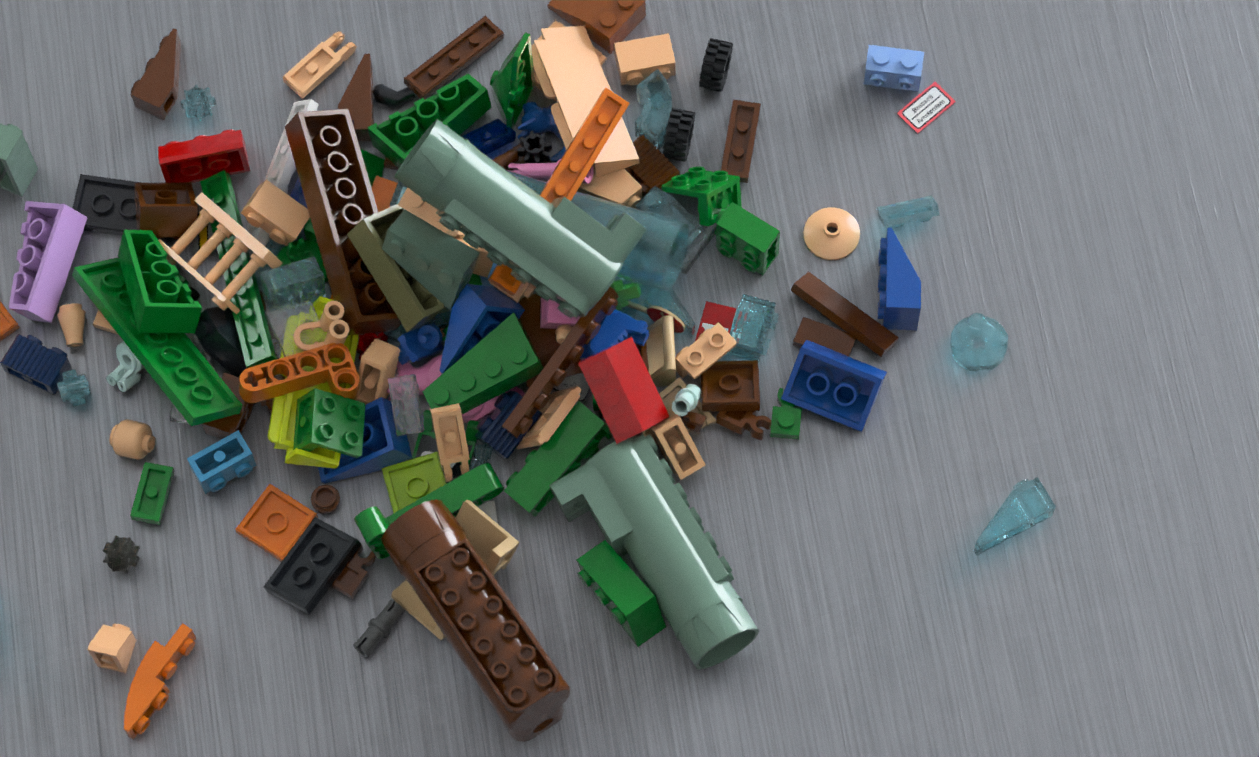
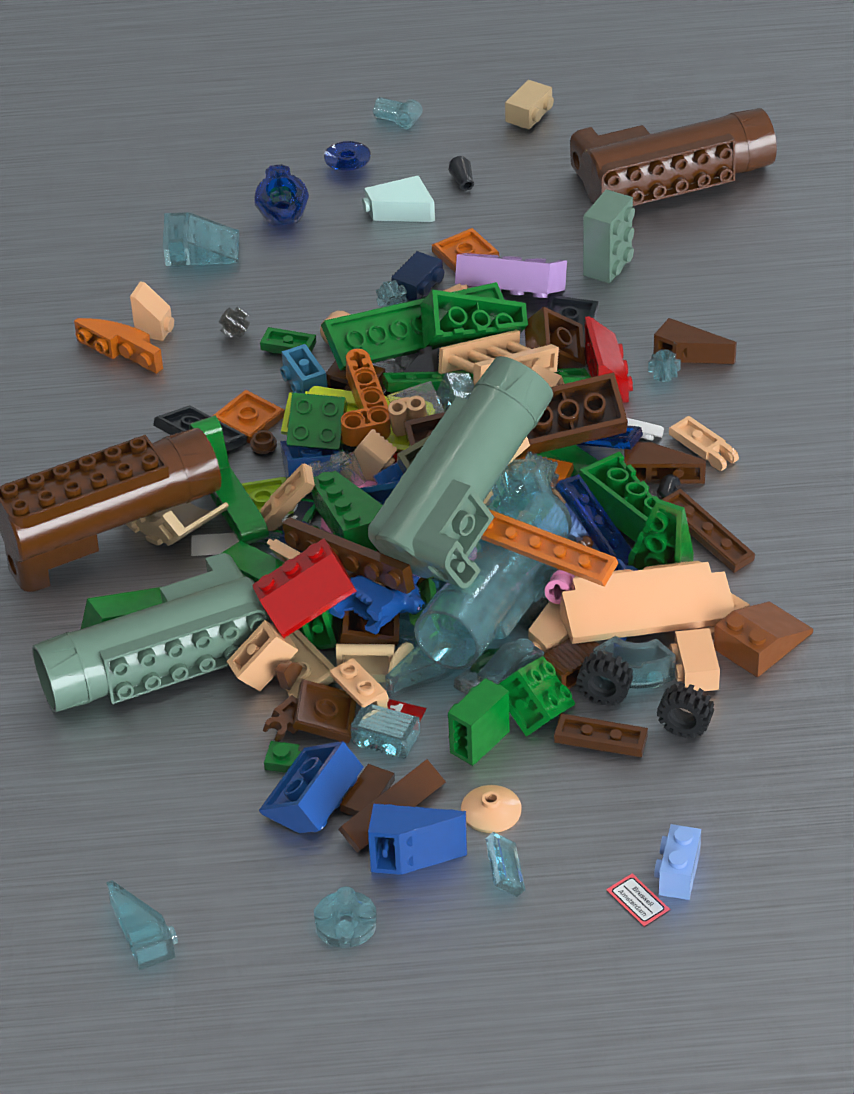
camera: 95 degrees right, 25 degrees down
(686, 399) = (301, 655): light aqua pin -> none

